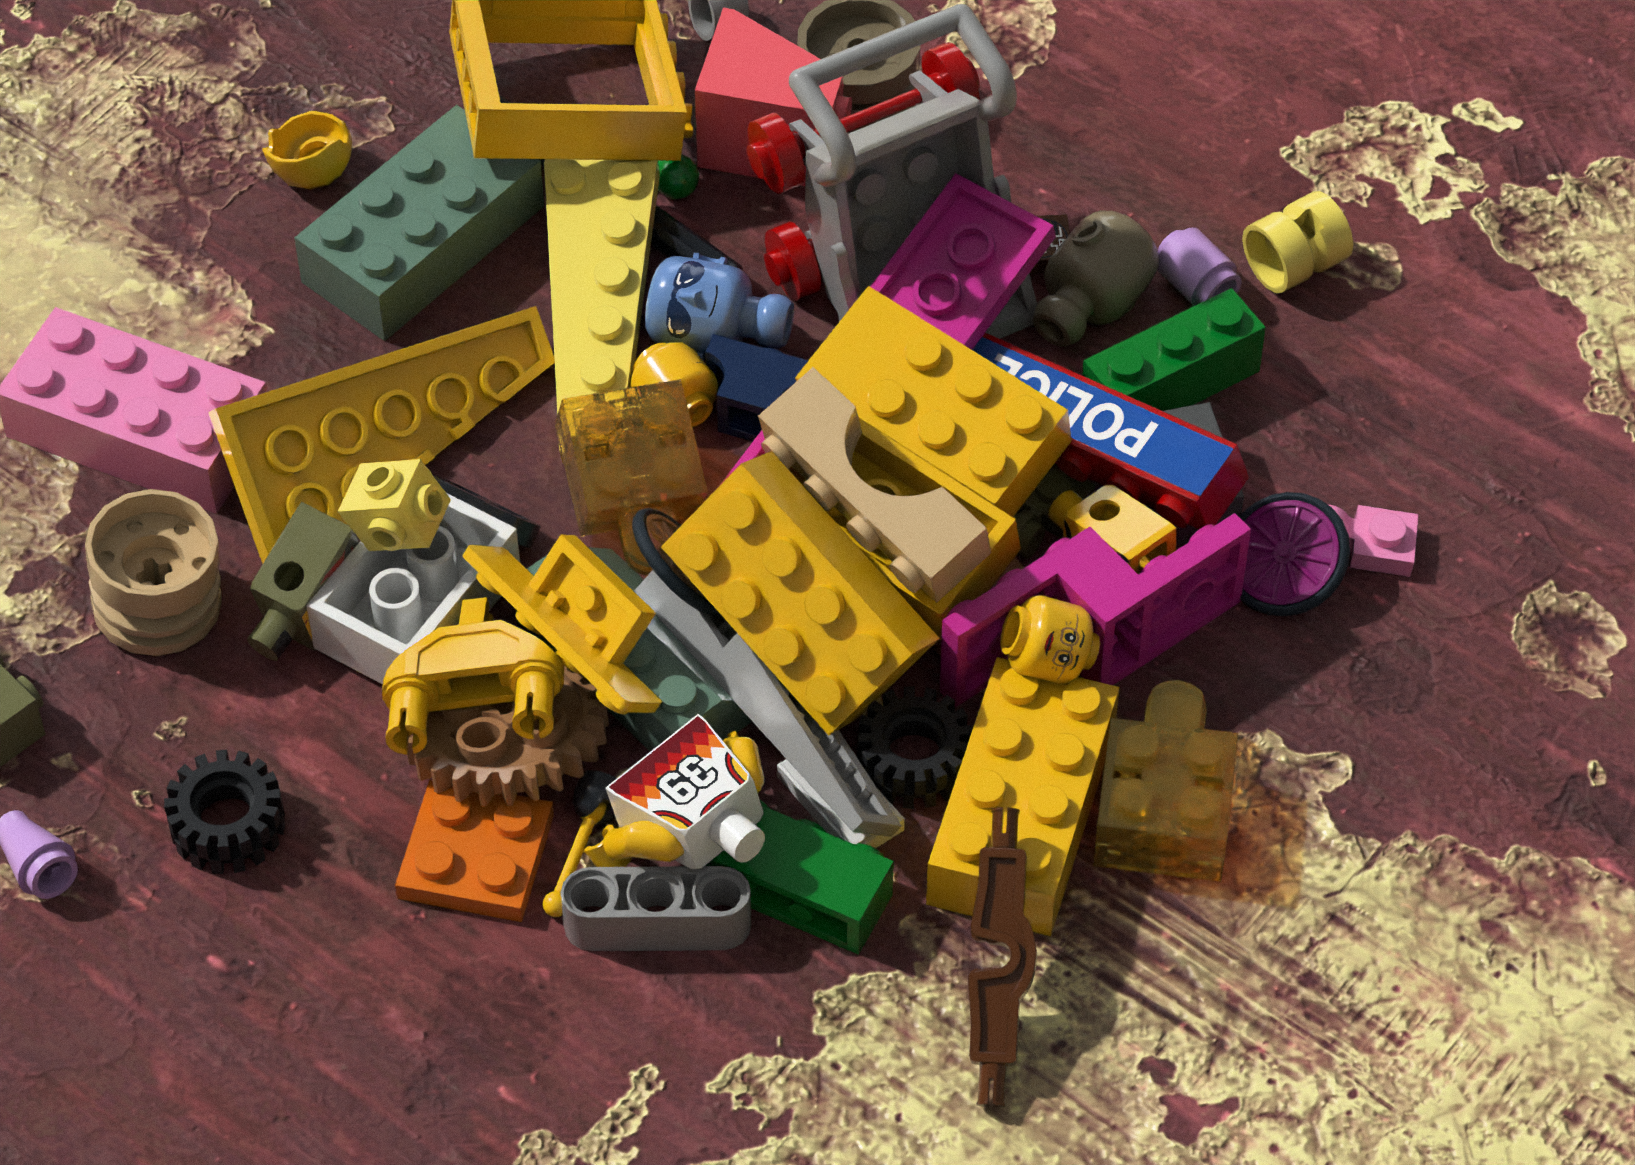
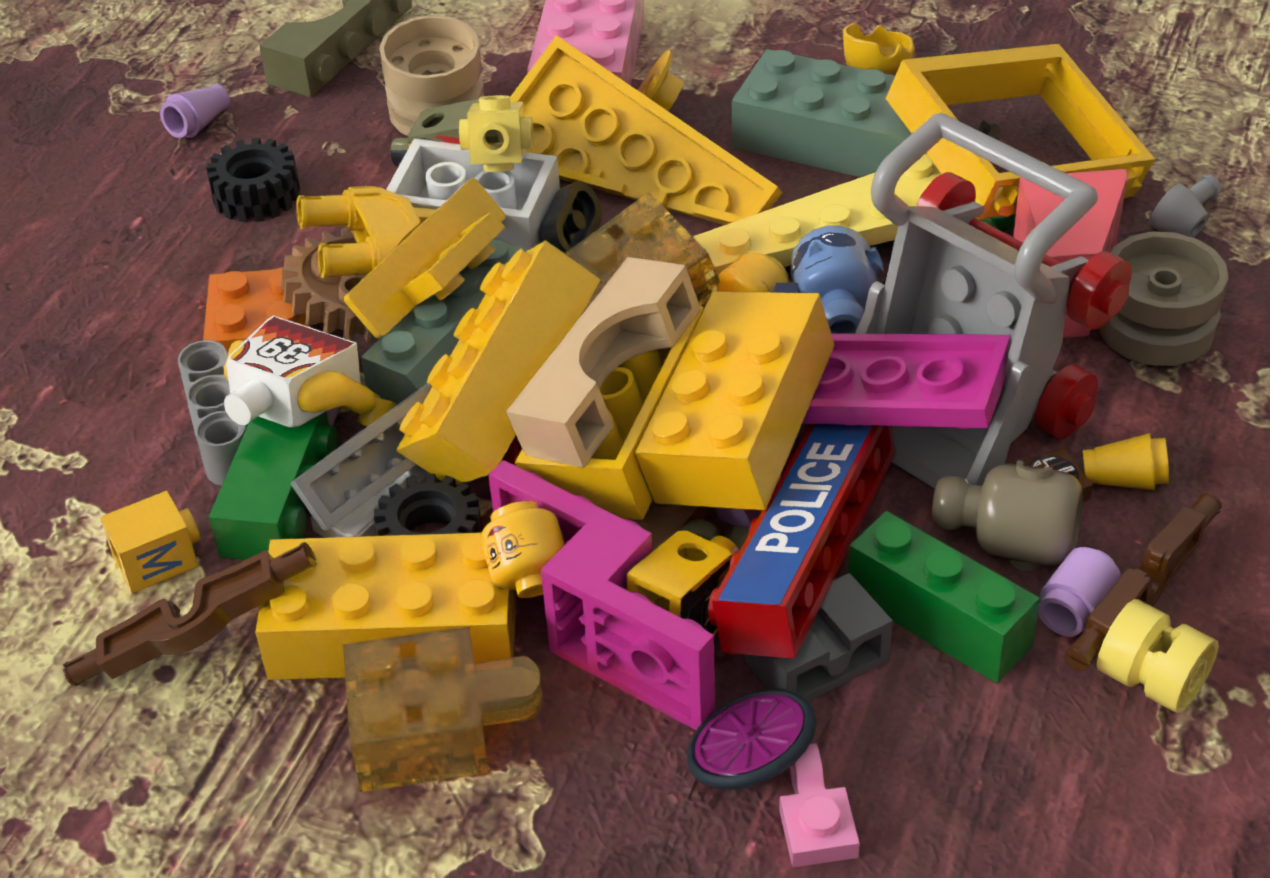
camera: 75 degrees right, 10 degrees down
(267, 344) = (661, 84): none -> yellow piece
(841, 998) = (151, 540): none -> yellow brick
(1052, 175) = (1129, 463): none -> yellow cone
(1186, 200) = (1160, 563): none -> reddish brown piece

